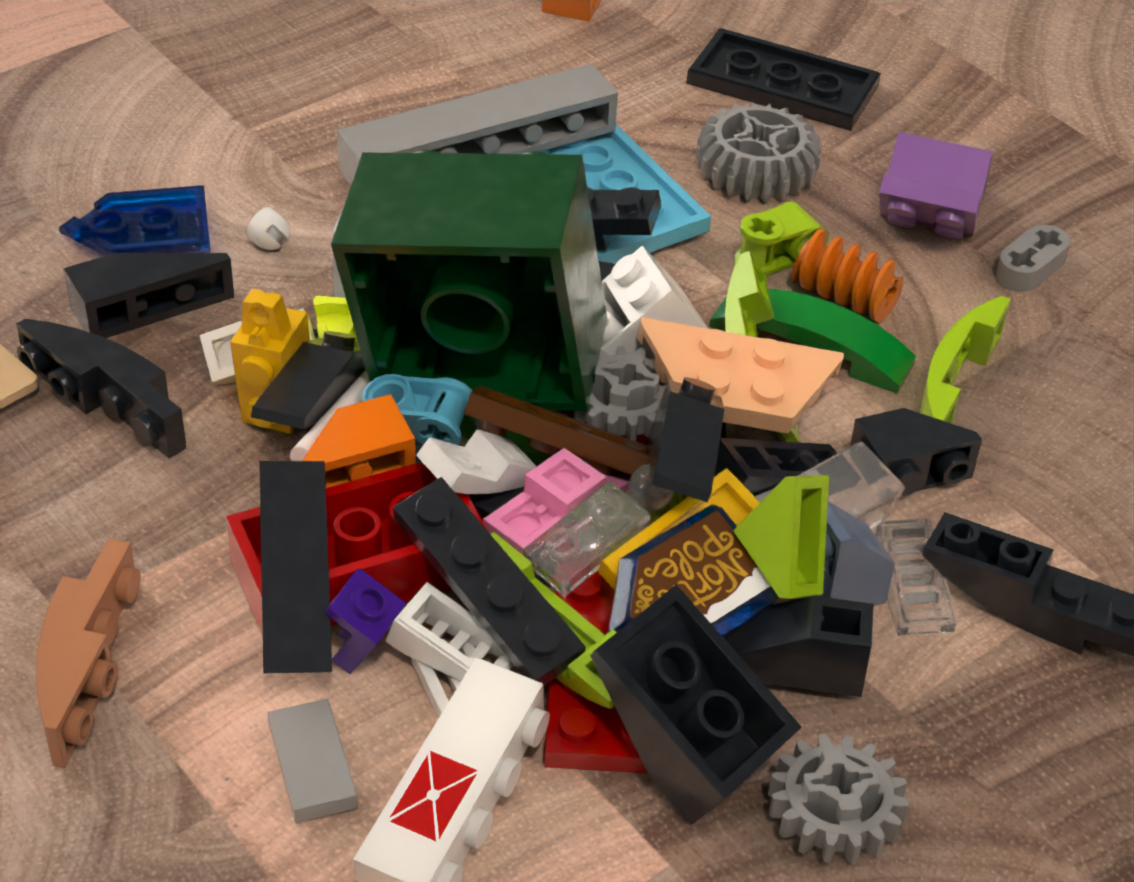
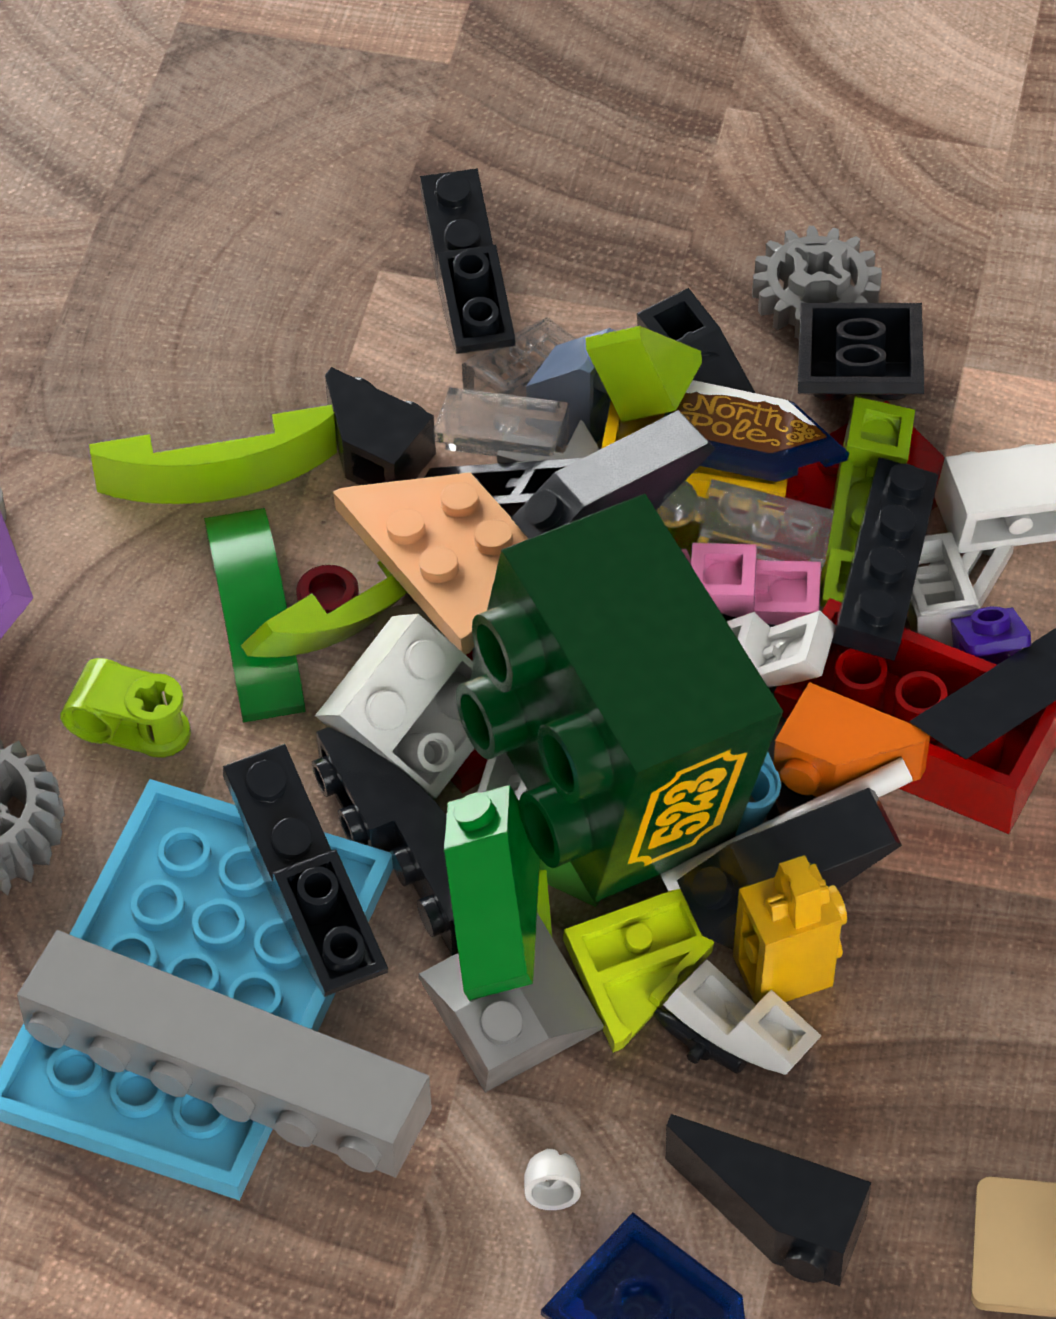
camera: 125 degrees left, 10 degrees up
(105, 374) = (926, 1116): black slope -> none
(846, 277) = (146, 608): orange piece -> none

